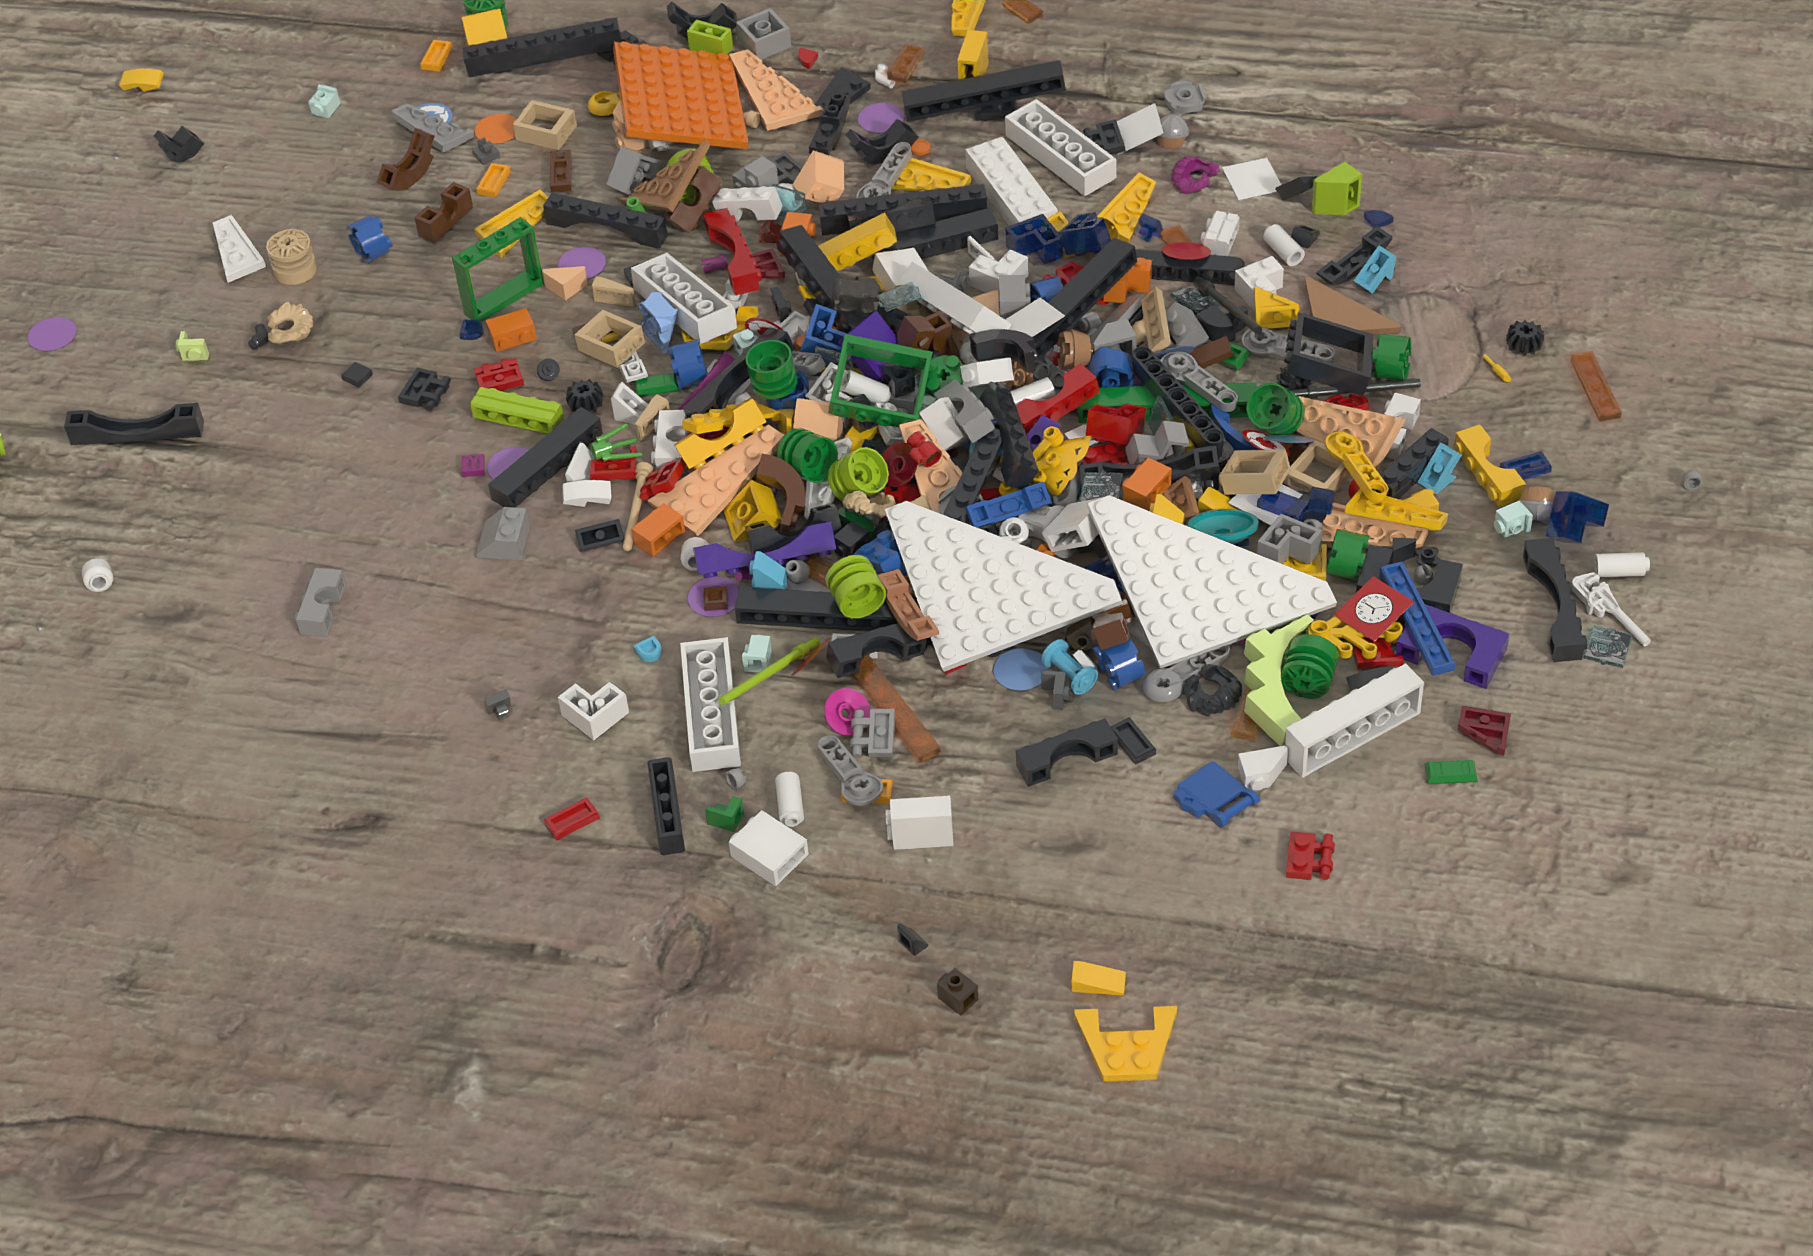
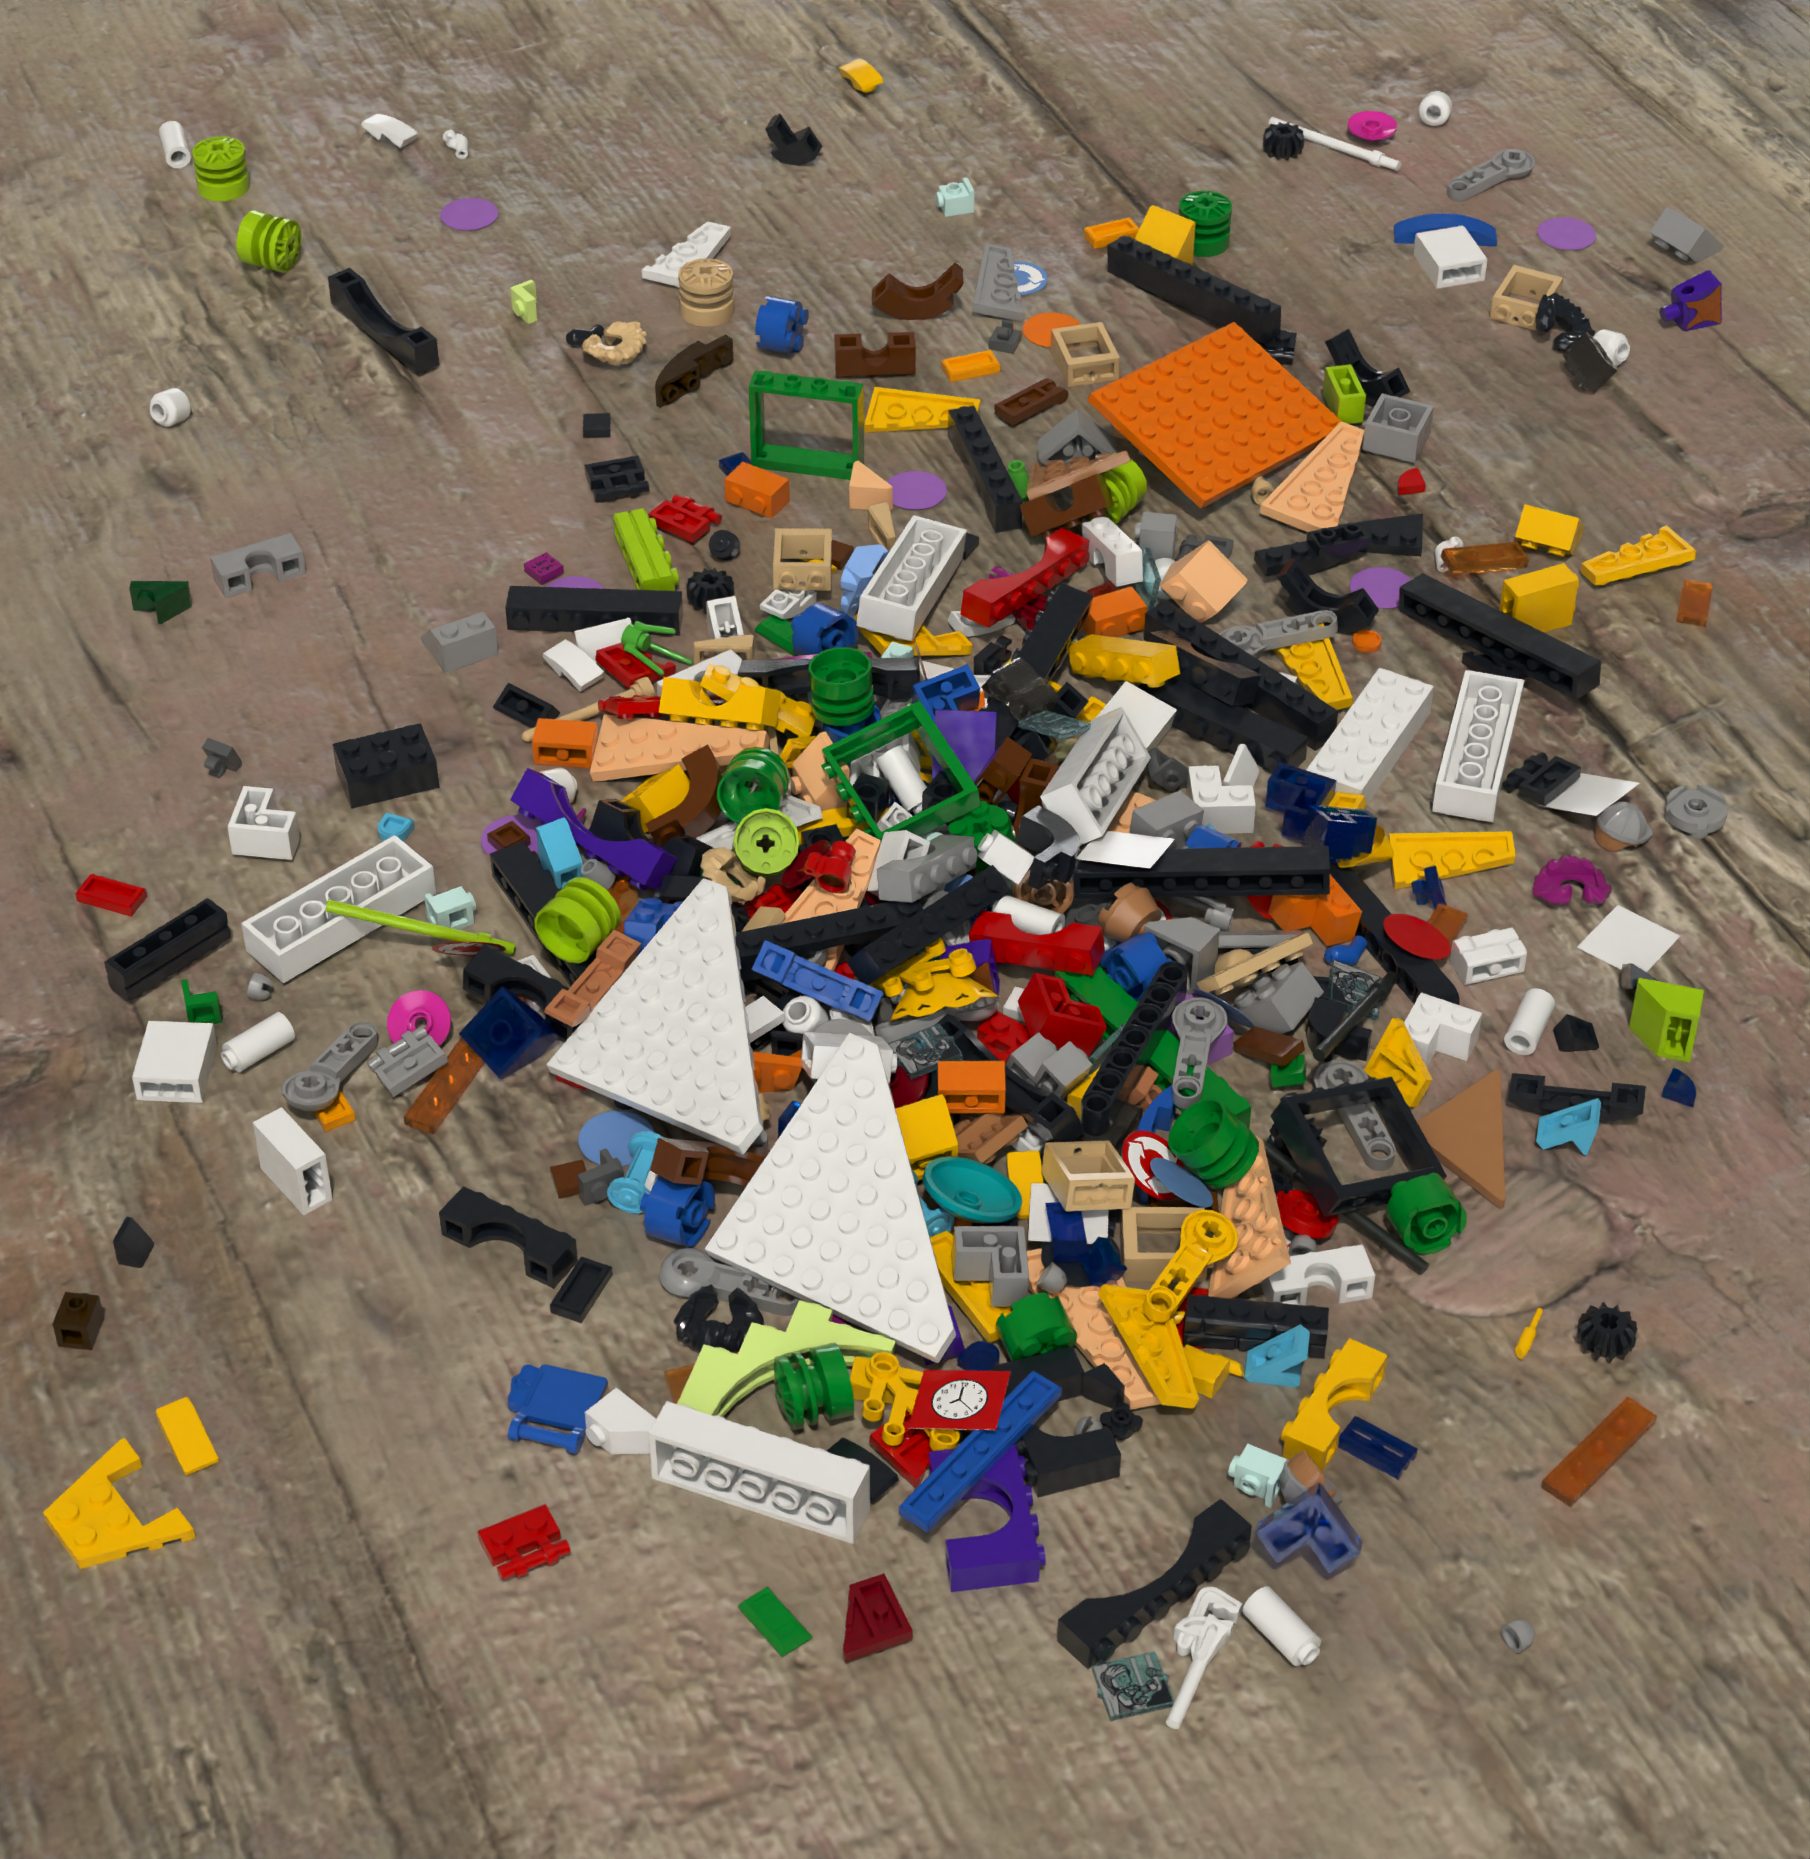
camera: 50 degrees right, 5 degrees down
(300, 664) = (164, 597): none -> dark green slope
(356, 303) = (688, 366): none -> dark brown slope
(593, 624) = (386, 765): none -> black brick
(902, 673) = (508, 1033): none -> clear blue slope
(912, 26) = (1549, 530): none -> yellow slope
(1038, 704) = (565, 1177): none -> reddish brown tile
(1164, 285) = (1347, 954): none -> blue arm
(1339, 590) = (979, 1357): none -> clear blue tile

